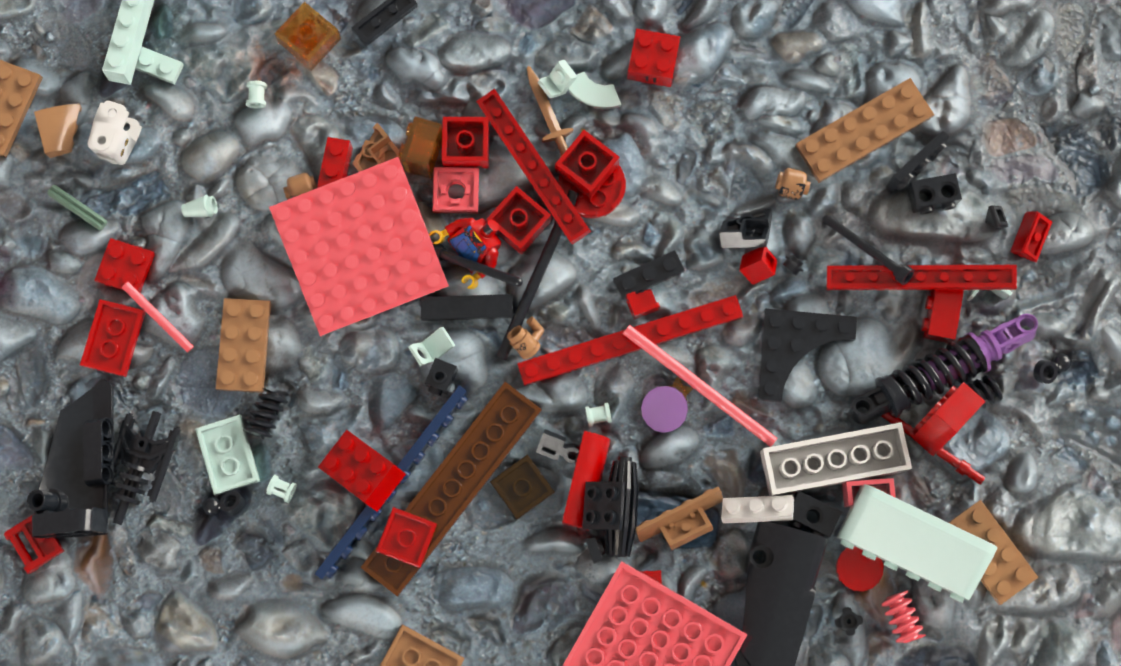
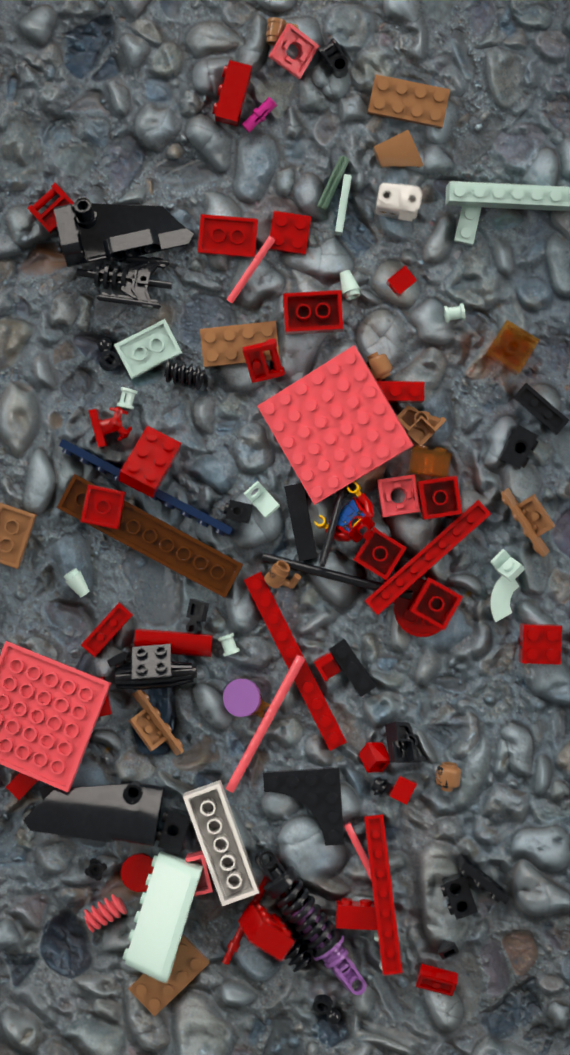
camera: 80 degrees right, 10 degrees up
(105, 199) = (343, 205): none -> light aqua tile
(207, 147) = (401, 281): none -> red panel
(222, 252) = (313, 312): none -> red brick
(268, 325) = (257, 362): none -> red plate
(310, 516) = (108, 426): none -> red piece
(429, 59) = (510, 456): none -> black brick
(493, 586) = (76, 582): none -> light aqua cone
(506, 44) = (531, 517): none -> medium nougat bracket
(522, 487) = (160, 592): dark brown tile -> none
(556, 133) = (461, 572): medium nougat sword -> none
(557, 559) = (107, 629): none -> red tile
(757, 509) = (171, 785): white plate -> none
(801, 237) = (402, 789): none -> red panel
(864, 130) = (506, 830): medium nougat plate -> none
(867, 300) = (358, 847): none -> coral bar
(902, 273) = (383, 877): black piece -> none

